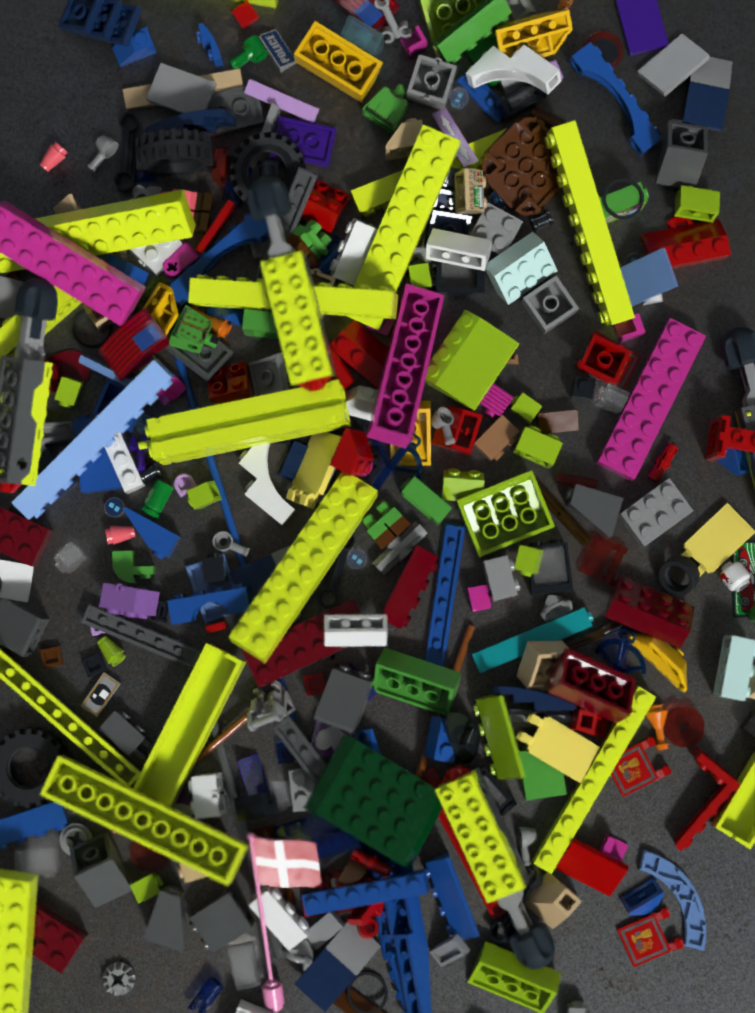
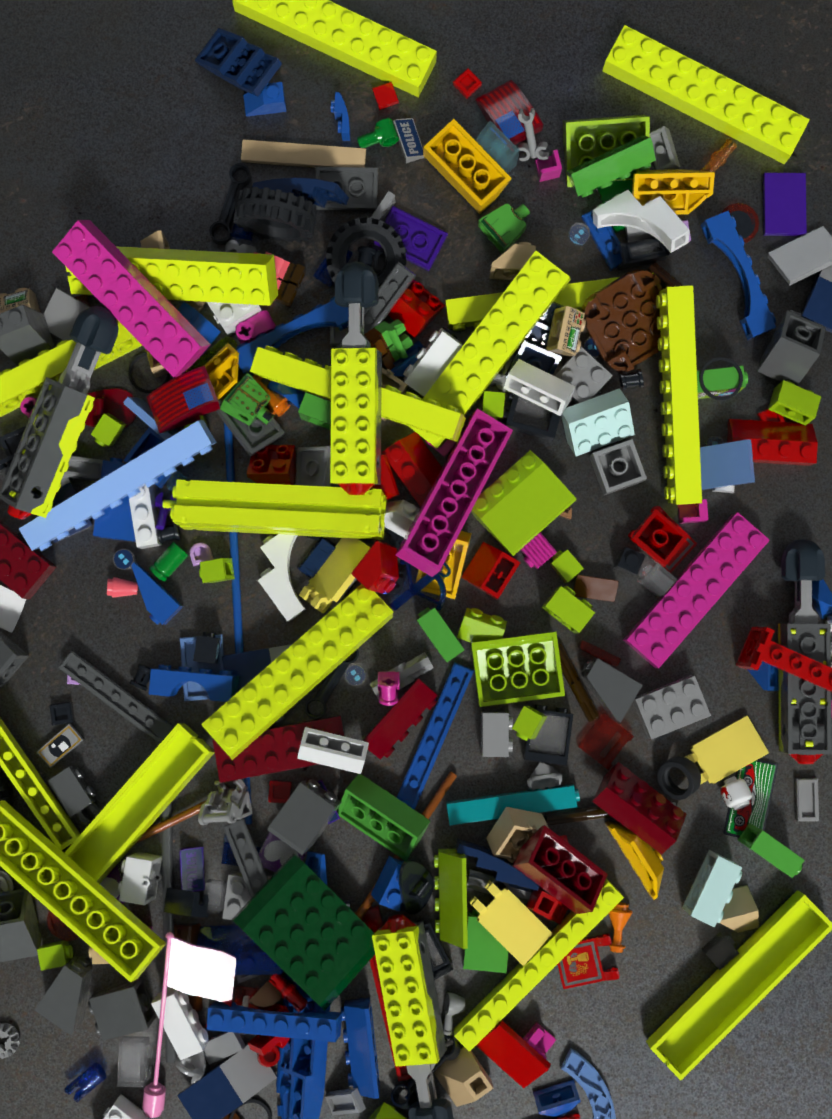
camera: 15 degrees right, 0 degrees up
(51, 656) = (21, 694): reddish brown tile -> none
(53, 156) = (155, 189): coral cone -> none
(70, 558) = (65, 599): clear brick -> none
(106, 147) = (211, 195): light grey bar -> none
(113, 653) = (82, 705): lime cone -> none
(125, 567) = (118, 624): bright green brick -> none
(129, 600) = (112, 659): medium lavender brick -> none
(173, 392) = (213, 457): dark pink panel -> none
(180, 90) = (299, 154): light grey tile -> none
(216, 227) = (300, 302): red tile -> none
(216, 627) = (194, 707): red tile -> none
(222, 165) = (322, 240): clear red plate -> none
(230, 544) = (217, 623): light grey bar -> none
(282, 100) = (400, 191): lavender sticker -> none
(377, 529) = (384, 653): bright green hips -> none
(391, 560) = (388, 687): none -> dark pink piece
(431, 82) = (556, 210): light grey brick -> none
(443, 419) = (478, 556): light grey bar -> none
(450, 128) = (561, 260): lavender sticker -> none
(479, 598) = (469, 747): dark pink panel -> none
(496, 439) = (529, 589): medium nougat brick -> none
(622, 653) = (605, 836): clear blue piece -> none
(663, 462) = (692, 657): red pin -> none
(695, 727) = (655, 939): clear red plate -> none
(711, 807) = (650, 1025): red bracket -> none

